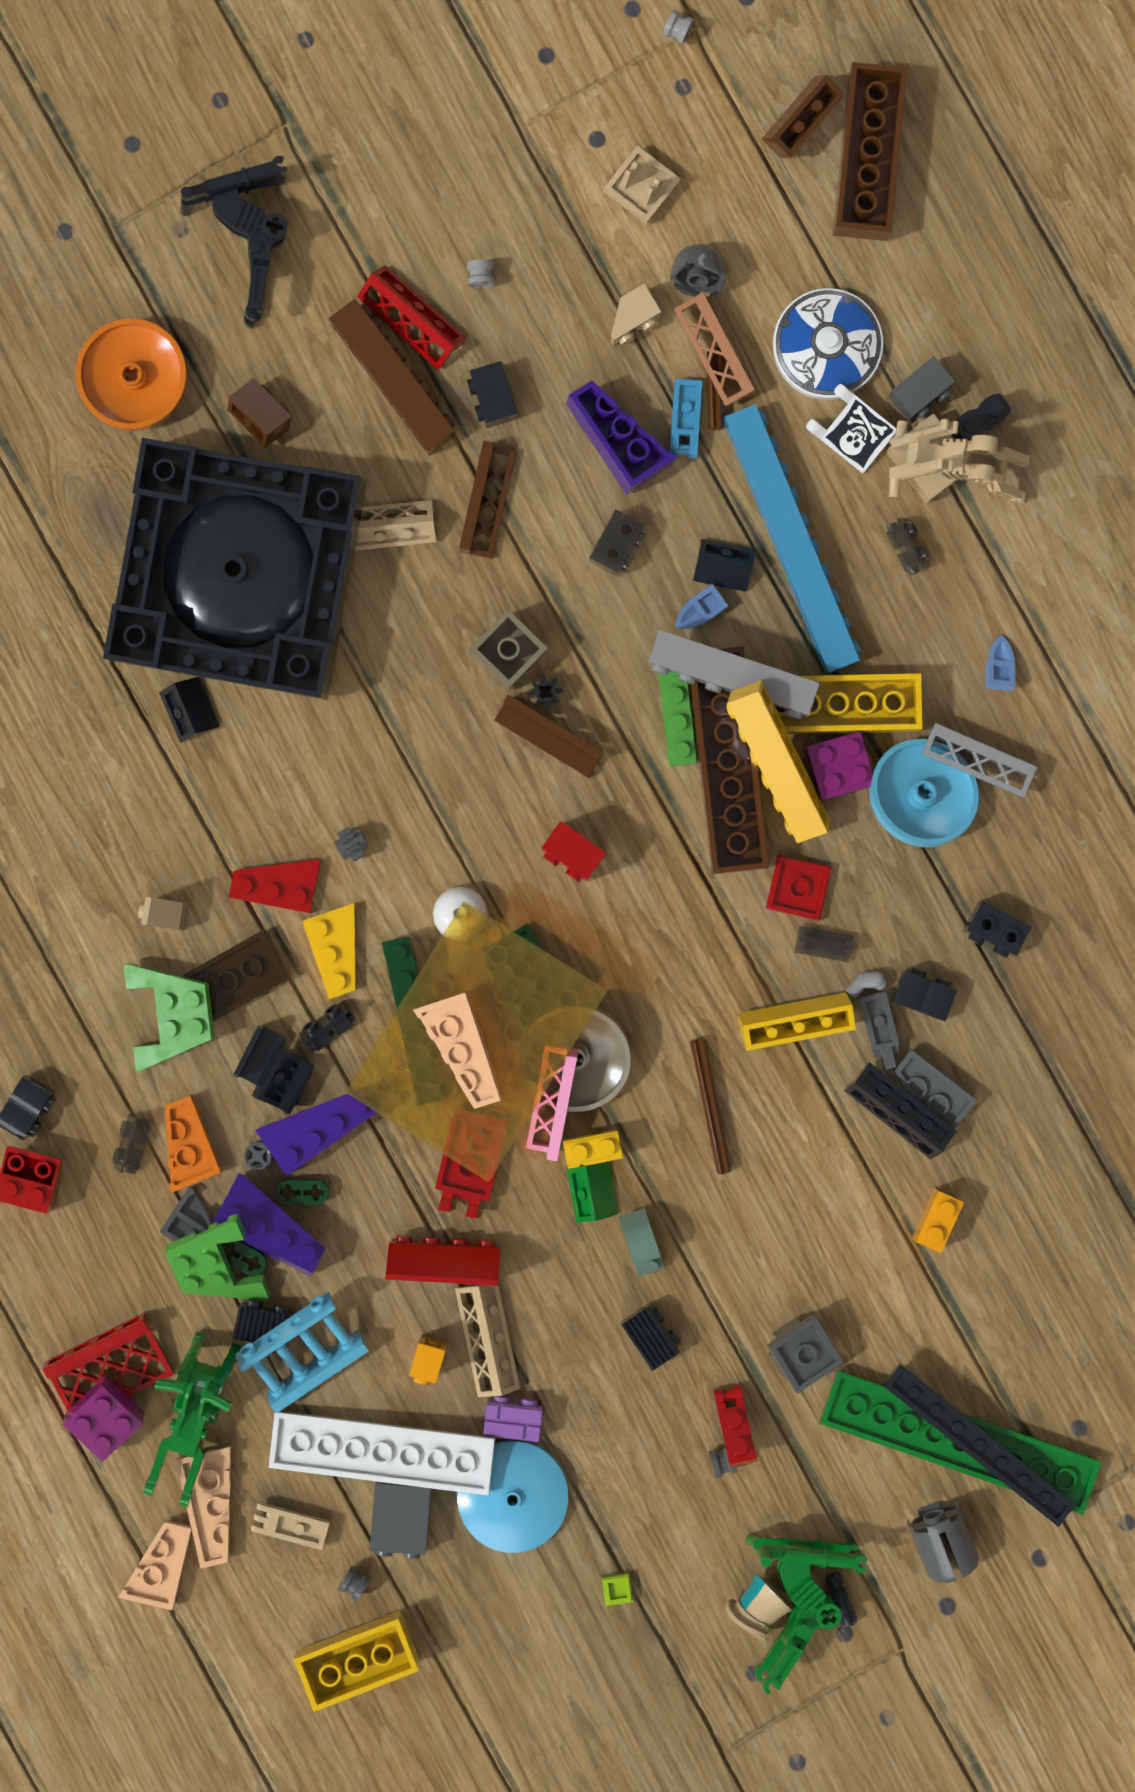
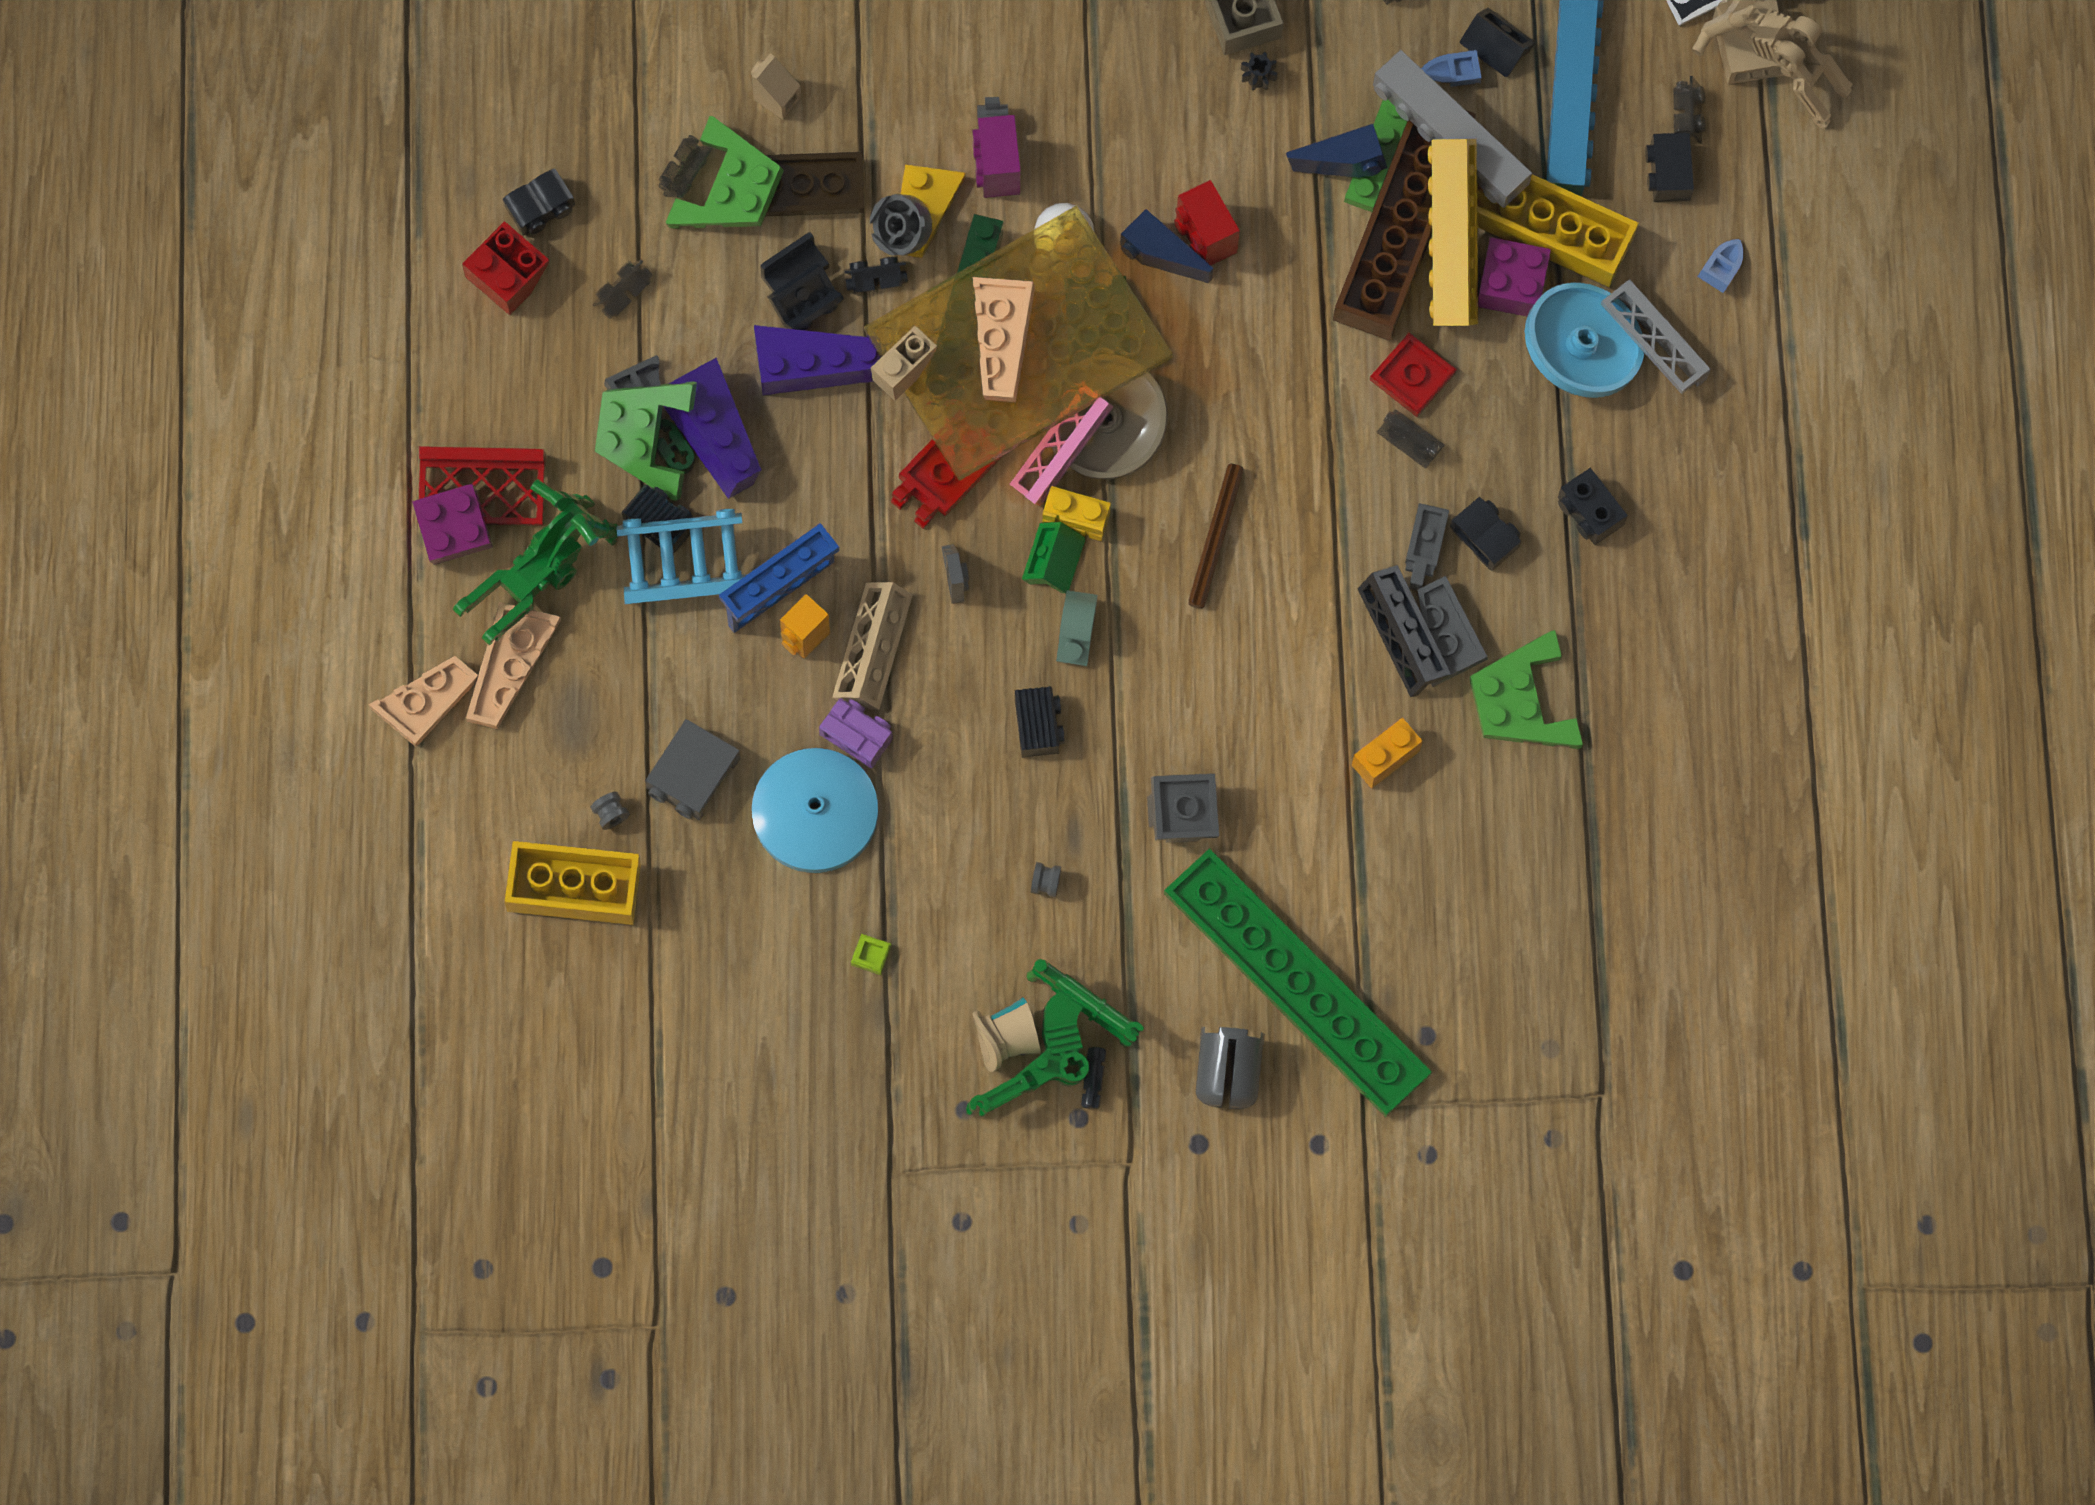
camera: 25 degrees right, 15 degrees down
(128, 1005) = (677, 179): none -> clear smoke hinge
(189, 1145) = (678, 320): orange wing -> none
(254, 1157) = (740, 352): dark grey wheel -> none
(280, 885) = (899, 123): red wing -> none
(291, 1526) = (578, 726): tan hinge -> none
(302, 1199) = (769, 410): dark green beam -> none
(329, 985) = (900, 224): none -> dark grey cylinder
(374, 881) = (996, 156): none -> magenta brick
(382, 1452) = (709, 696): white plate -> none
(388, 1338) = (778, 577): none -> blue fence
(396, 1115) = (903, 363): none -> tan slope
(443, 1262) = (872, 547): red slope -> none
(526, 1254) = (956, 573): none -> dark grey wing
(541, 887) = (1160, 248): none -> dark blue slope
(548, 736) = (1241, 112): reddish brown fence -> none
(656, 731) = (1347, 155): none -> dark blue slope
(735, 1427) = (1076, 848): red plate -> none
(796, 1021) = (1344, 491): yellow brick -> none
(864, 980) = (1434, 492): light grey arm -> none
(918, 604) = (1670, 167): none -> black brick
(978, 1444) = (1315, 986): black plate -> none
(985, 418) = (1835, 25): black brick -> none
(1010, 1123) = (1509, 700): none -> bright green wing

